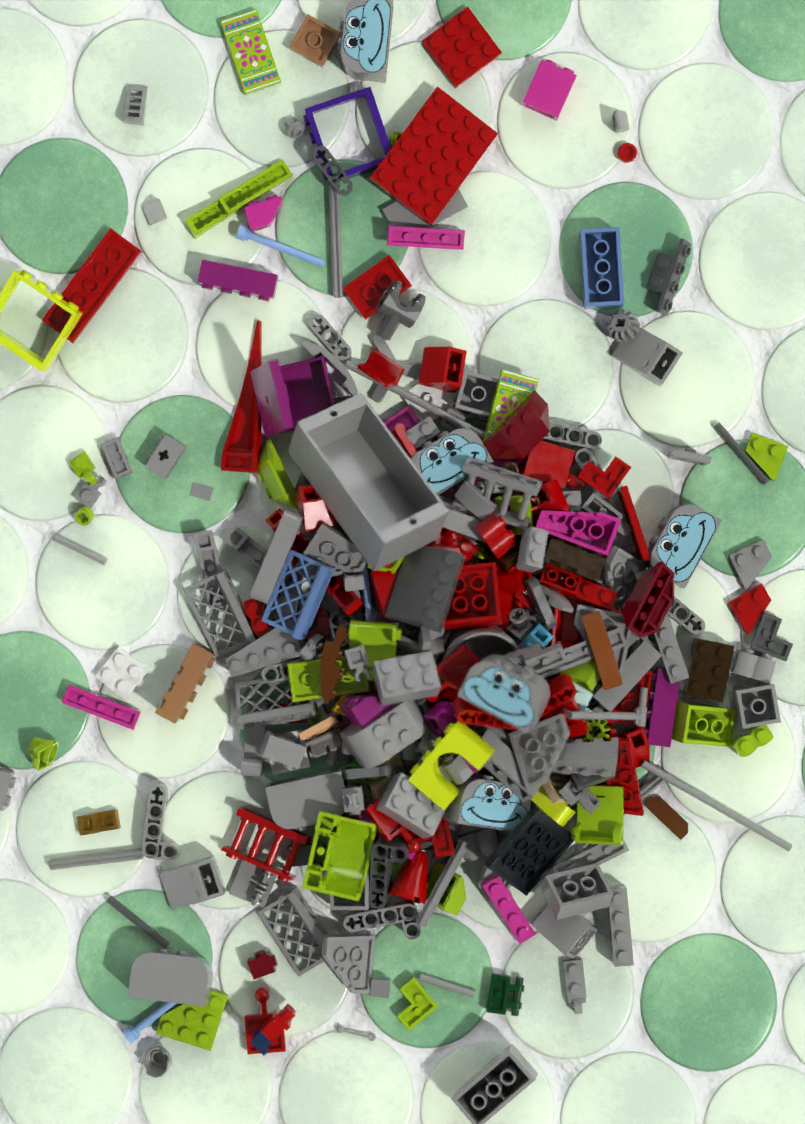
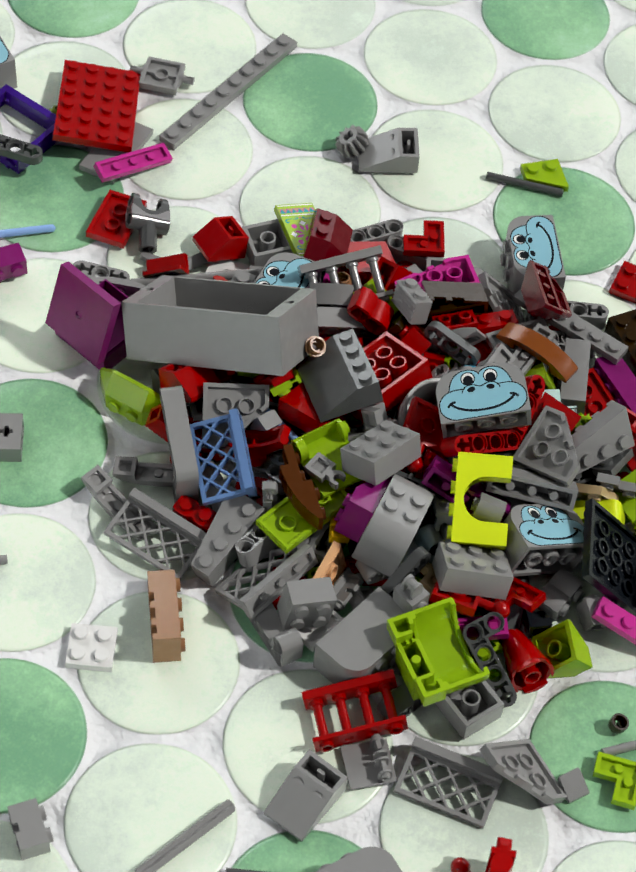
camera: 35 degrees left, 35 degrees down
(44, 751) = (56, 761): lime piece -> none
(98, 822) = (163, 802): pearl gold slope -> none
(101, 707) = (91, 687): dark pink plate -> none
(151, 819) = (227, 760): light grey beam -> none
(201, 491) = (63, 453): light grey sticker -> none
(244, 437) = (75, 383): red plate -> none
(262, 964) = (437, 834): dark red brick -> none
(336, 252) = (54, 206): light grey axle -> none
(371, 1036) = (603, 842): light grey hinge -> none
(381, 920) = (523, 717): light grey beam -> none
(423, 556) = (319, 343): none -> medium nougat plate
(442, 883) = (556, 641): light grey axle -> none
(447, 967) = (622, 723): none -> dark brown hinge
(461, 47) = (65, 35): red plate -> none
(514, 148) = (162, 75): none -> light grey plate
(549, 89) = (161, 27): dark pink brick -> none
(563, 197) = (227, 91): none -> light grey plate
(601, 268) = (301, 113): medium blue brick -> none
(620, 121) = (235, 22): light grey slope -> none
(627, 153) = (258, 40): red tile -> none
(632, 520) = (503, 273): red tile -> none
(637, 716) = (583, 401): light grey bar -> none
(666, 275) = (357, 97): dark grey bracket -> none
(689, 456) = (485, 197): light grey plate -> none
(750, 562) = (600, 253): light grey wing -> none

